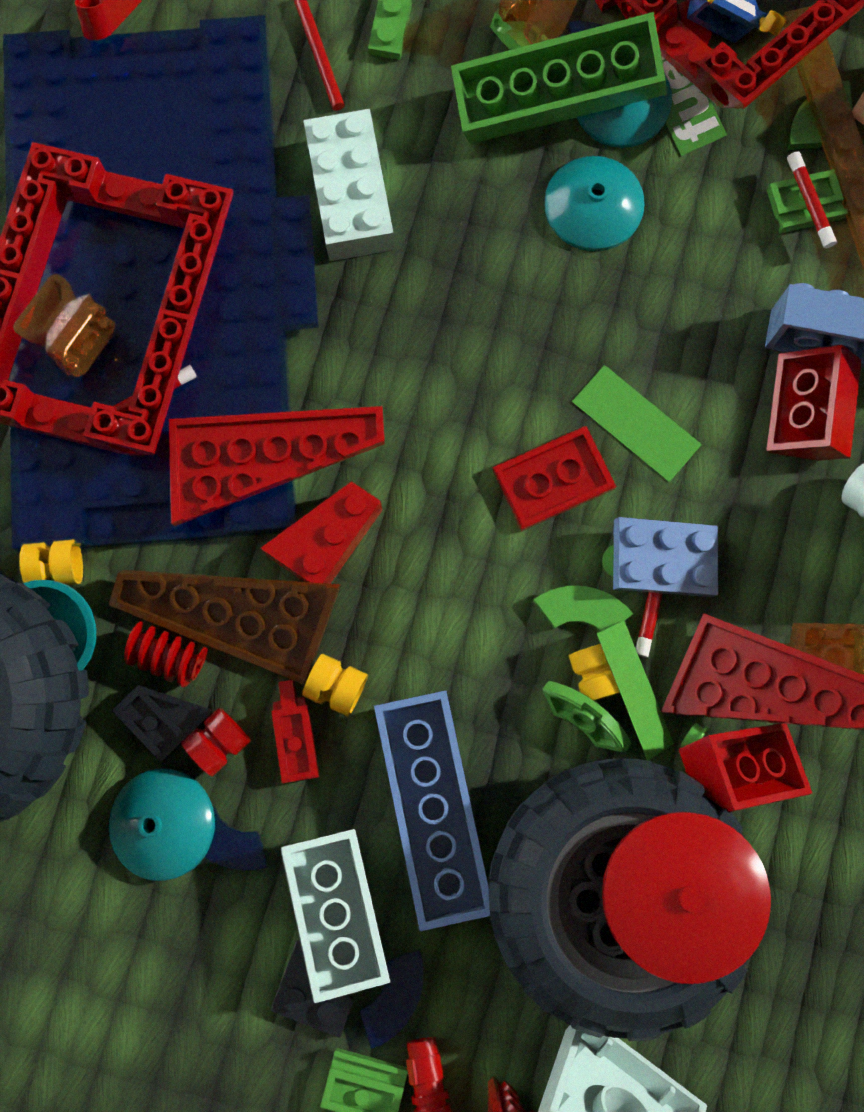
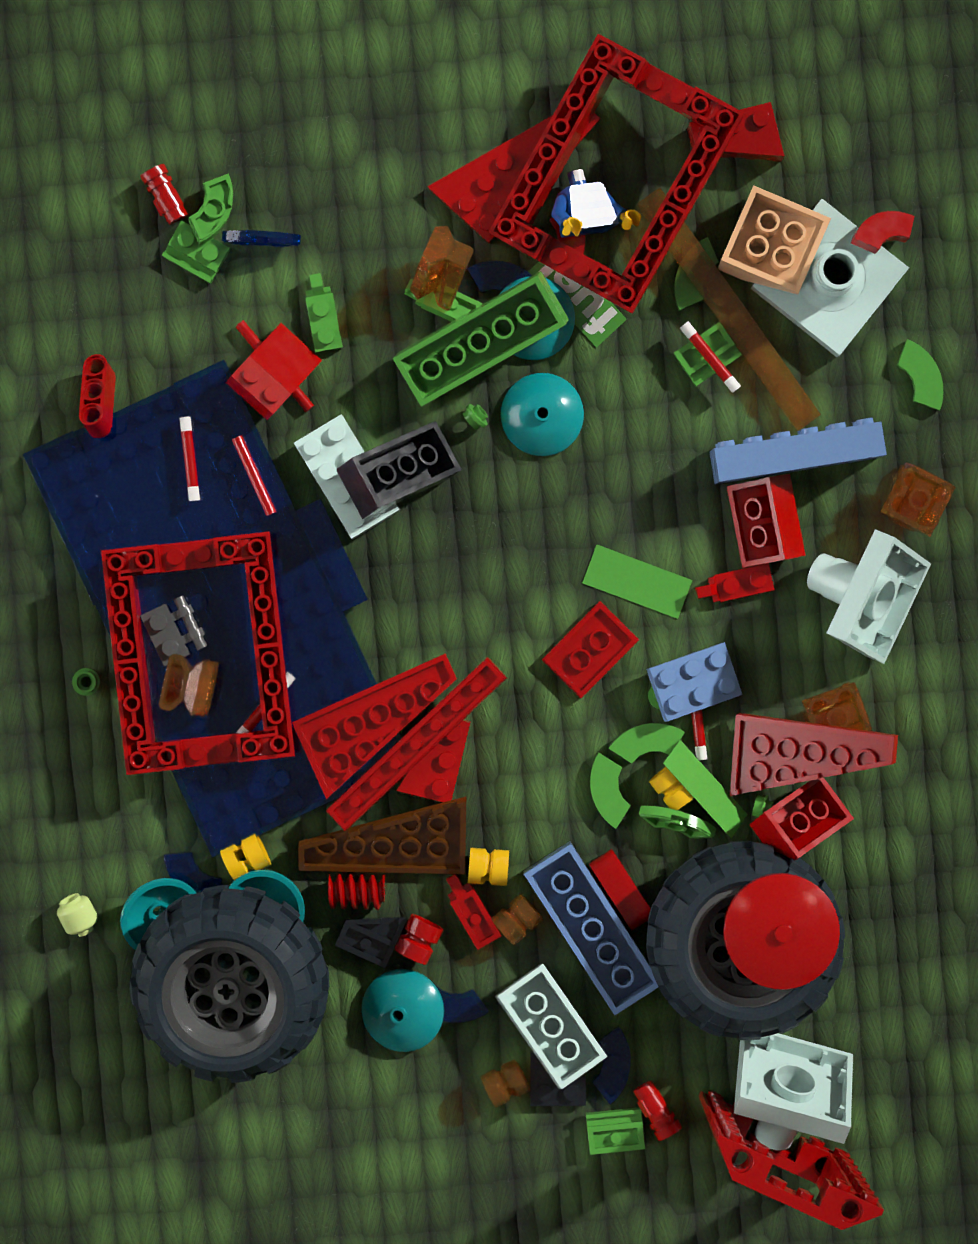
camera: 25 degrees left, 10 degrees up
(71, 260) = (166, 634): none -> dark grey plate
(180, 96) = (189, 459): none -> red bar
(244, 139) = (254, 475): none -> red bar
(249, 967) = (504, 1083): none -> clear orange wheel
(305, 500) = (416, 744): none -> red tile
(310, 43) = (273, 371): none -> red slope
(345, 763) = (517, 919): none -> clear orange wheel
(408, 181) = (398, 469): none -> black brick
(487, 776) = (621, 889): none -> red beam
(511, 649) = (606, 790): none -> bright green tile
(519, 174) = (475, 416): none -> bright green plate
(754, 466) = (738, 583): none -> red hinge

